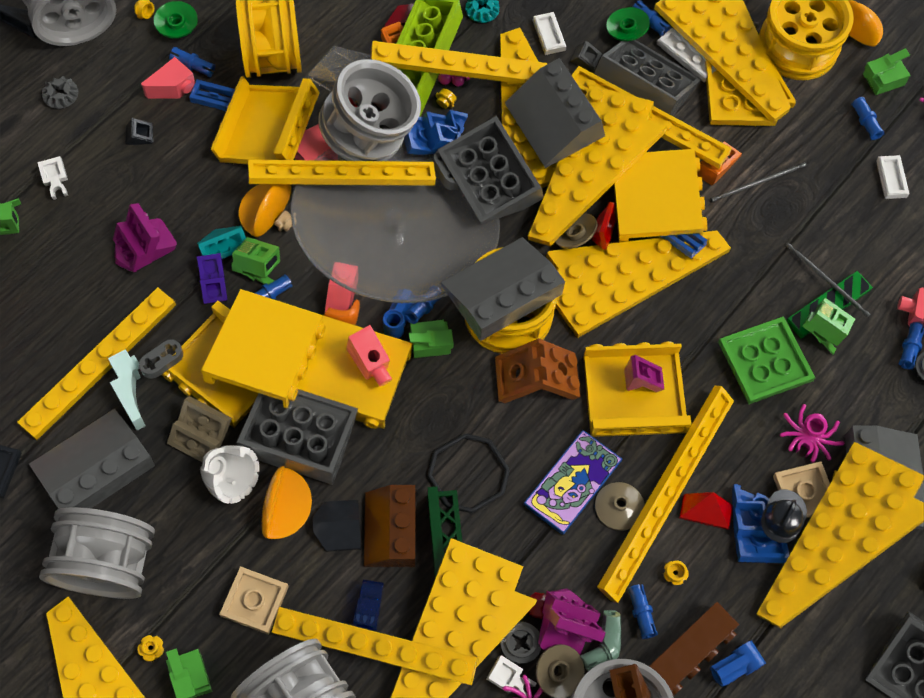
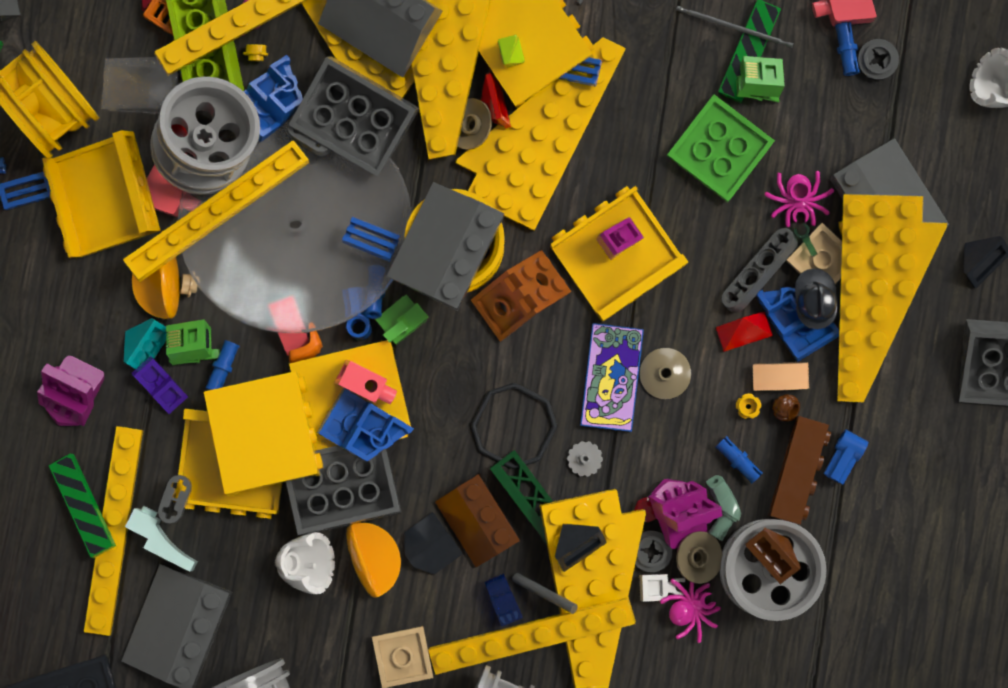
camera: 30 degrees left, 20 degrees up
(88, 327) = (82, 505): none -> green tile
(198, 429) = (251, 539): dark tan slope -> none
(345, 390) = (361, 426): none -> blue slope
(408, 617) = (545, 593): none -> dark grey bar
(449, 254) = (354, 222): none -> blue tile
(462, 587) = (577, 543): none -> black slope
(510, 533) = (585, 458): none -> light grey piece
(640, 191) = (511, 51): none -> lime slope
(665, 495) = (700, 336): yellow plate -> none
(708, 591) = (786, 408): none -> reddish brown piece
(718, 563) = (780, 376): none -> light nougat slope
(720, 476) = (762, 272): none -> dark grey beam
(800, 465) = (806, 239): none -> clear green hand

